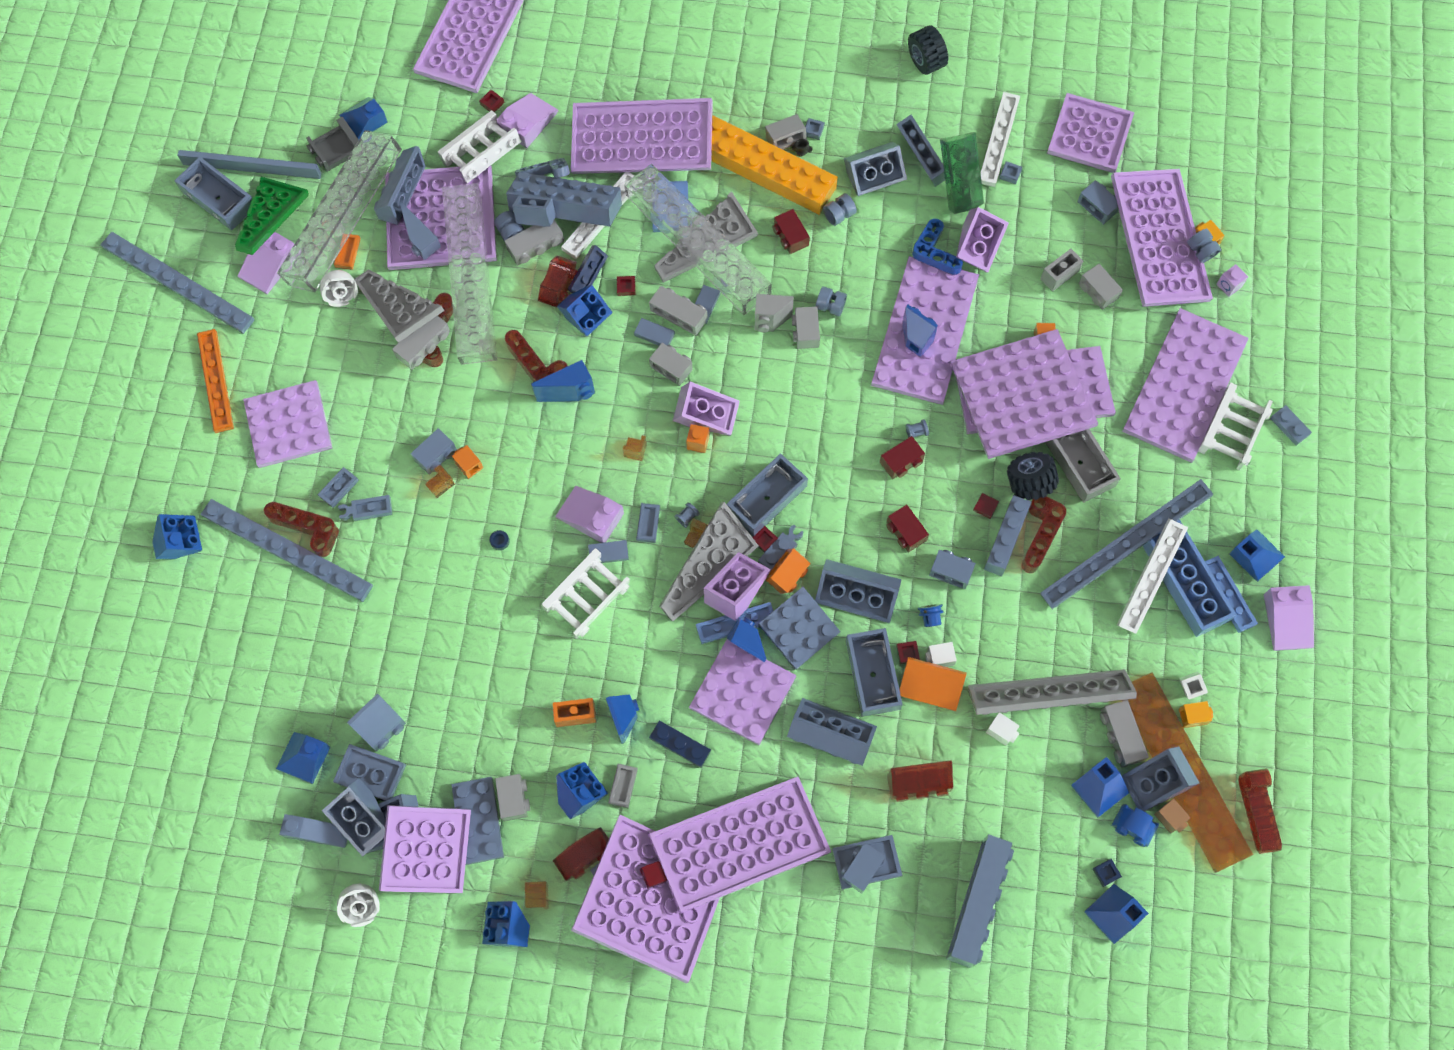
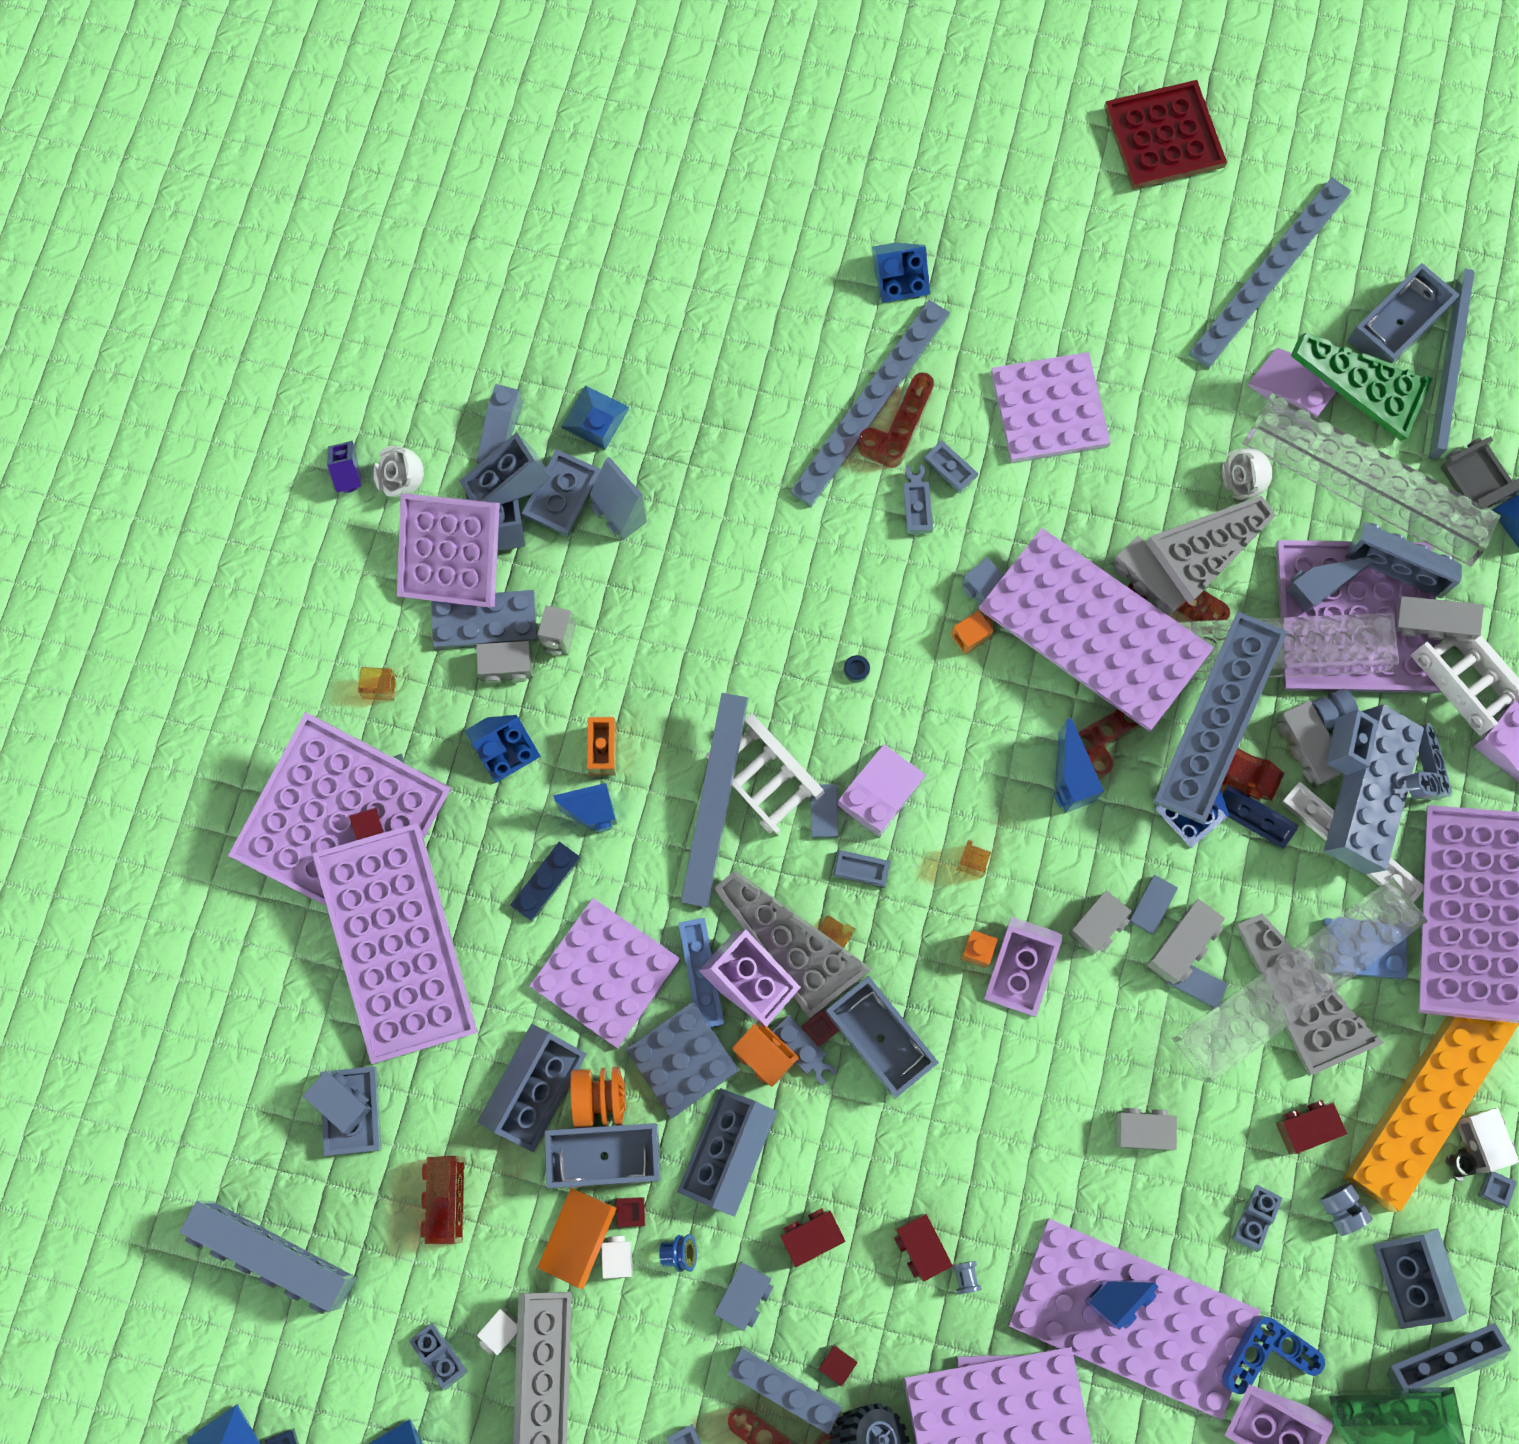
camera: 95 degrees right, 5 degrees up
(61, 358) = (1165, 134): none -> dark red plate
(215, 381) = (1120, 318): orange tile -> none
(348, 253) = (1302, 489): orange tile -> none
(353, 954) = (344, 467): none -> dark purple slope
(440, 483) = (946, 596): clear orange panel -> none
(442, 162) = (1439, 619): none -> light grey brick
(462, 375) = (1096, 629): none -> lavender plate
(486, 757) = (556, 630): none -> light grey brick
(505, 925) = (344, 643): blue slope -> none
(523, 289) = (1220, 717): none -> sand blue plate
(581, 854) = (417, 742): clear red brick -> none
(608, 624) = (714, 800): none -> sand blue tile
(623, 785) = (502, 803): light grey tile -> none
(626, 285) = (1233, 871): dark red tile -> none
(687, 514) = (865, 922): sand blue bush -> none
(747, 638) = (667, 981): blue slope -> none
(772, 311) = (1171, 1078): light grey slope -> none
(826, 296) = (1191, 1165): sand blue wheel -> none
(834, 680) = (597, 1097): none -> orange wheel
(852, 262) = (1256, 1218): none -> sand blue slope
(1026, 771) = (438, 1356): none -> sand blue slope

